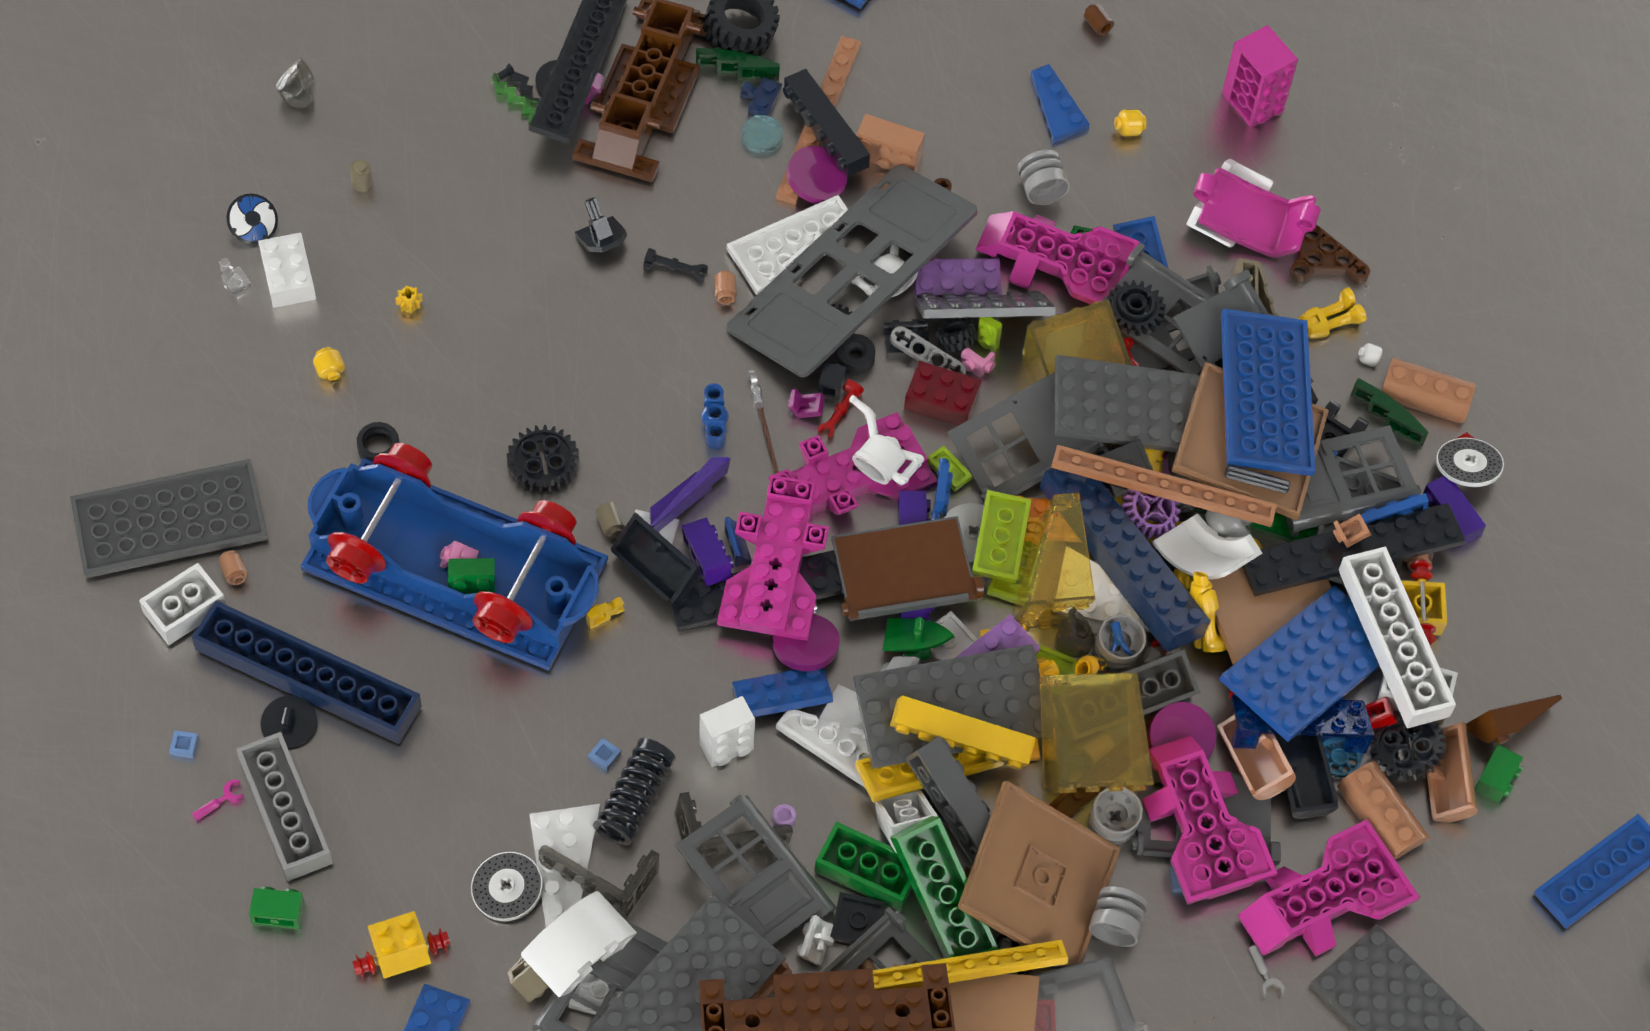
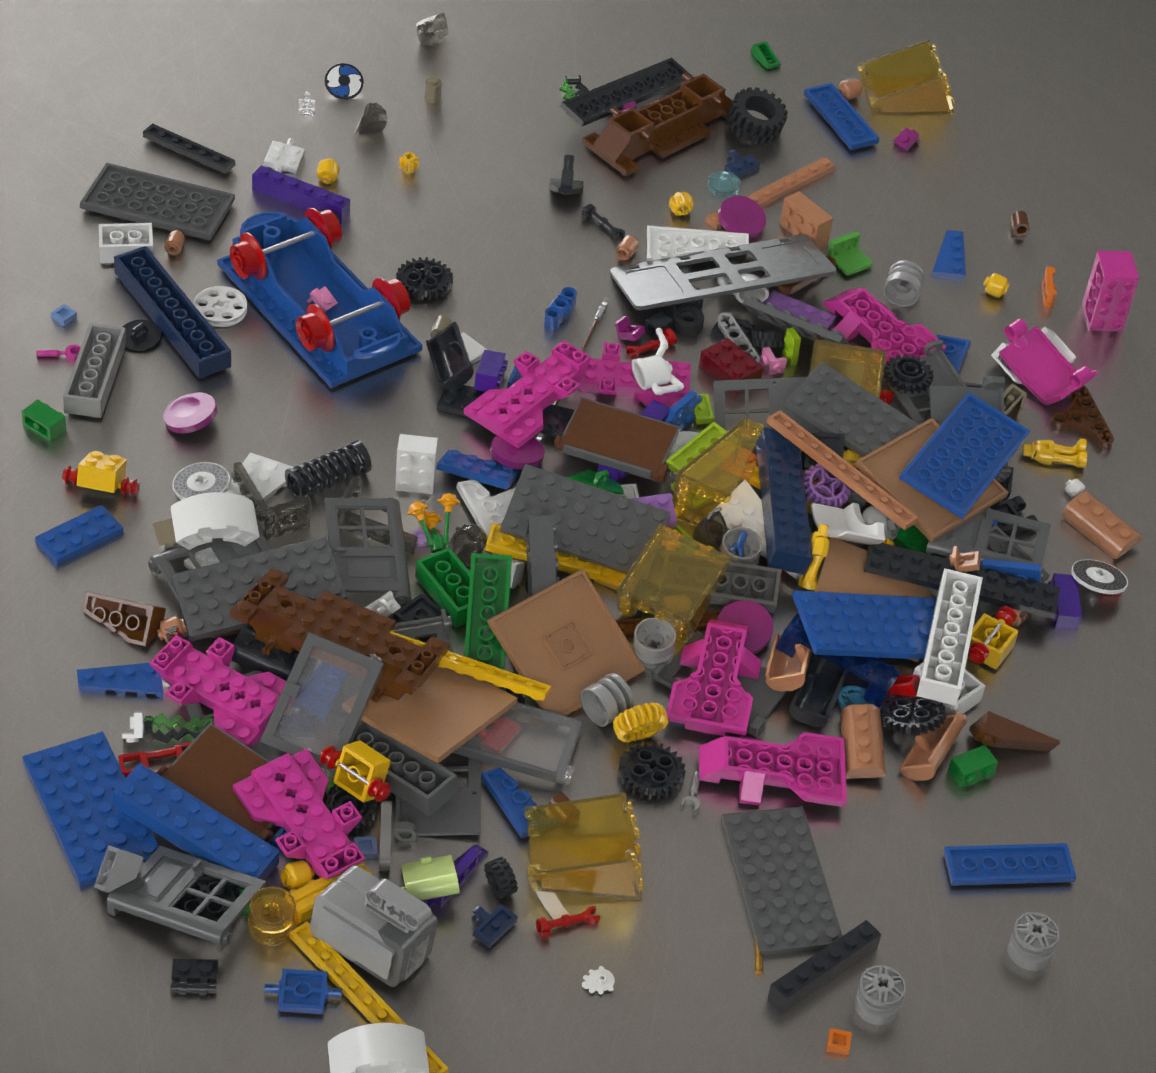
camera: 30 degrees right, 15 degrees down
(145, 419) = (189, 148): none -> black plate
(262, 369) = (284, 156): none -> white plate
(287, 270) = (342, 114): white brick -> none
(321, 416) = (298, 192): none -> dark purple brick
(325, 259) = (373, 119): none -> clear smoke helmet
(345, 618) = (221, 305): none -> white wedge
(429, 800) = (190, 412): none -> piece
(471, 575) = (330, 308): green brick -> none
(601, 613) = (391, 373): yellow plate -> none
(604, 754) = (327, 445): medium blue tile -> none
(688, 492) = (504, 340): dark purple wedge -> none
(741, 192) = (681, 203): none -> yellow piece
(746, 65) = (735, 138): dark green slope -> none
(780, 794) = (431, 518): none -> plant
(826, 123) = (770, 190): black brick -> none
(844, 801) = (466, 541): none -> clear smoke helmet
(958, 165) = (847, 254): none -> bright green bracket
(962, 732) = (579, 535): yellow brick -> none
(1171, 926) = (640, 722): none -> yellow gear
(1181, 94) = (1049, 286): none -> orange plate
(1218, 992) = (651, 770): none -> black gear
(1257, 479) = (916, 499): axle -> none
(1393, 413) = (1063, 528): dark green slope -> none

